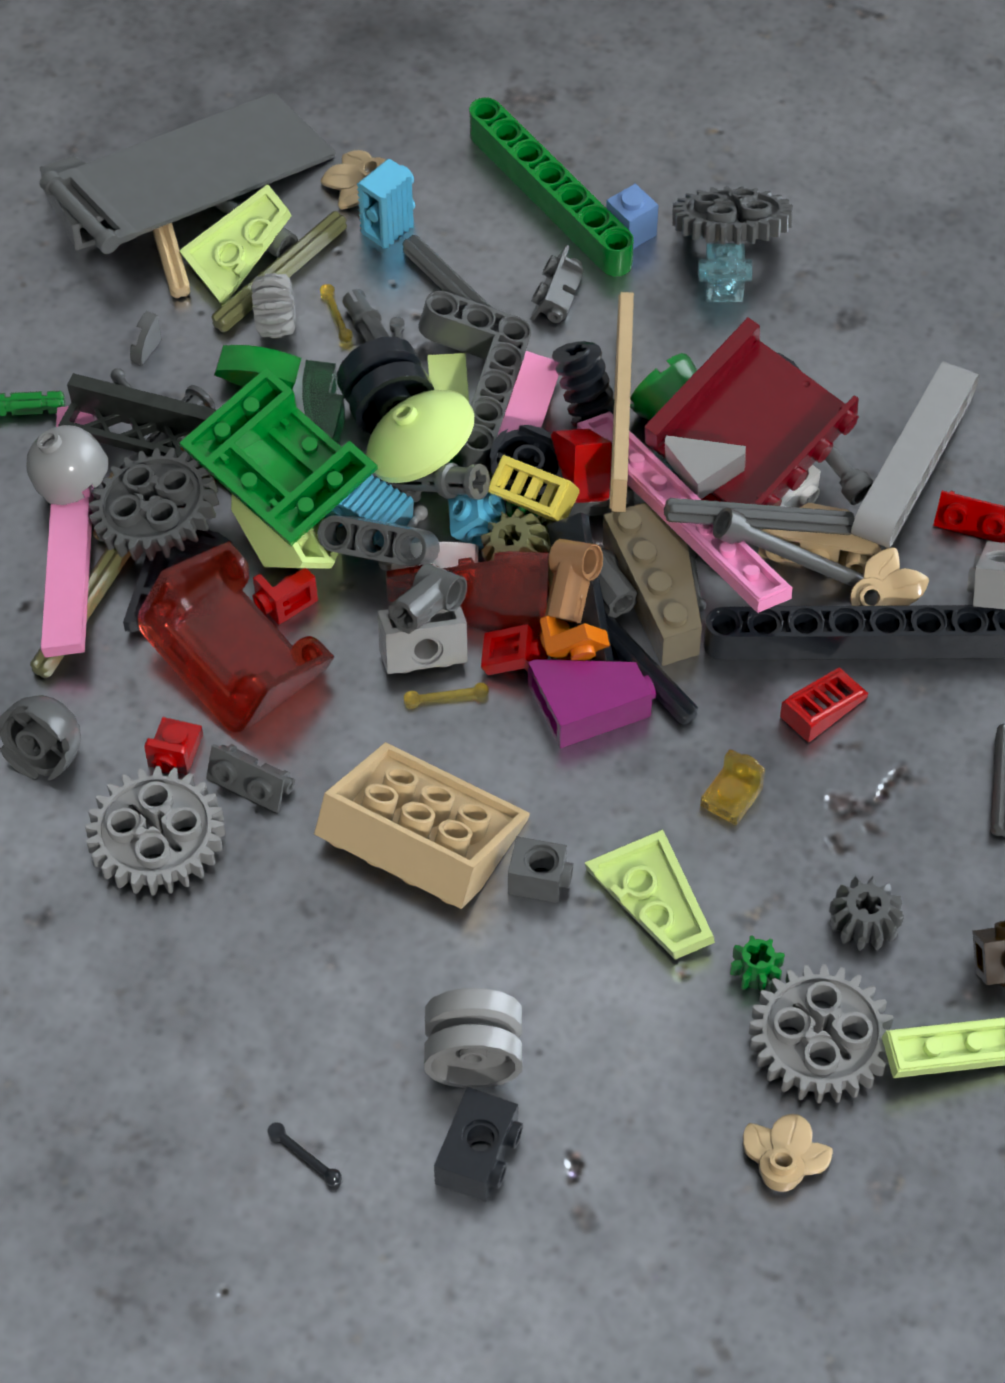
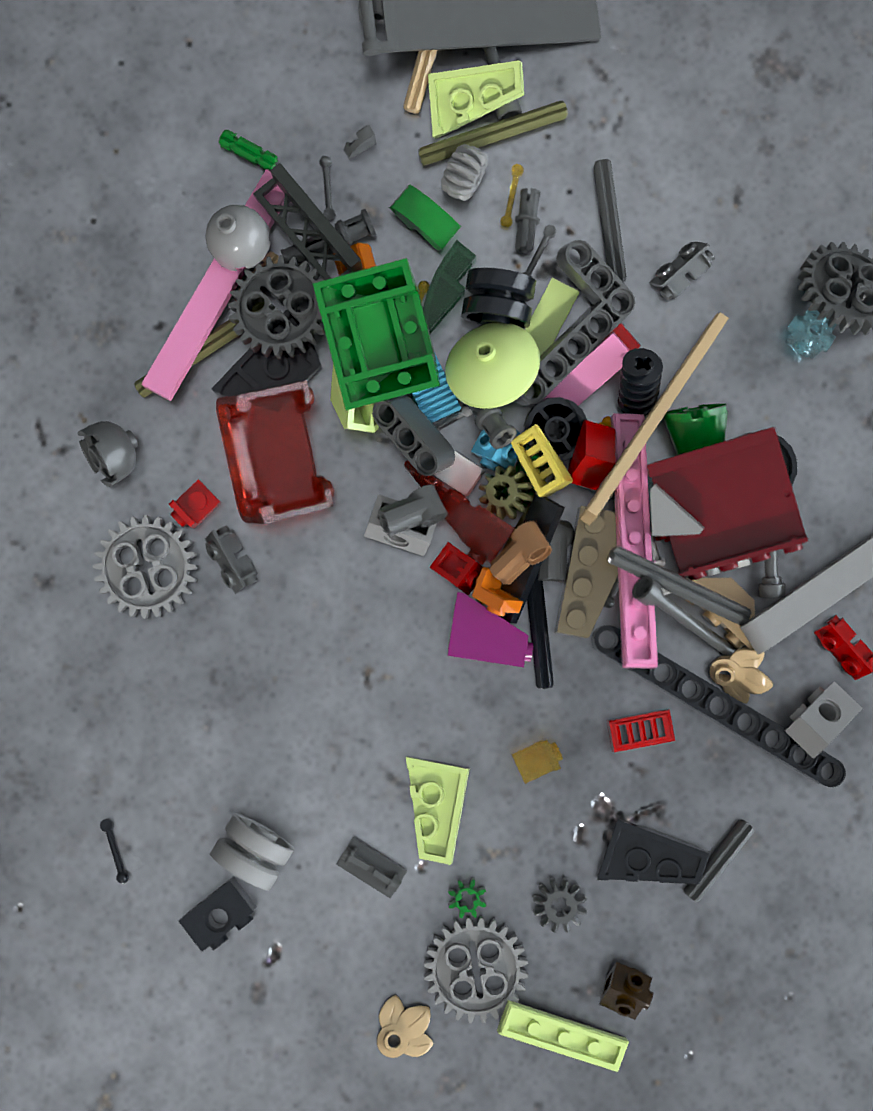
camera: 30 degrees right, 30 degrees up
(288, 597) = (329, 434): red bracket -> none
(345, 176) = (596, 72): tan plate -> none
(386, 203) = (601, 124): medium azure brick -> none
(413, 699) = (372, 560): clear yellow hinge -> none
(420, 824) = (319, 664): tan slope -> none
(533, 854) = (357, 746): dark grey brick -> none
(551, 187) = (741, 157): green beam -> none
(625, 999) = (371, 867): none -> dark grey hinge
(636, 212) = (776, 240): medium blue brick -> none
(929, 810) = (650, 856): none -> black wing

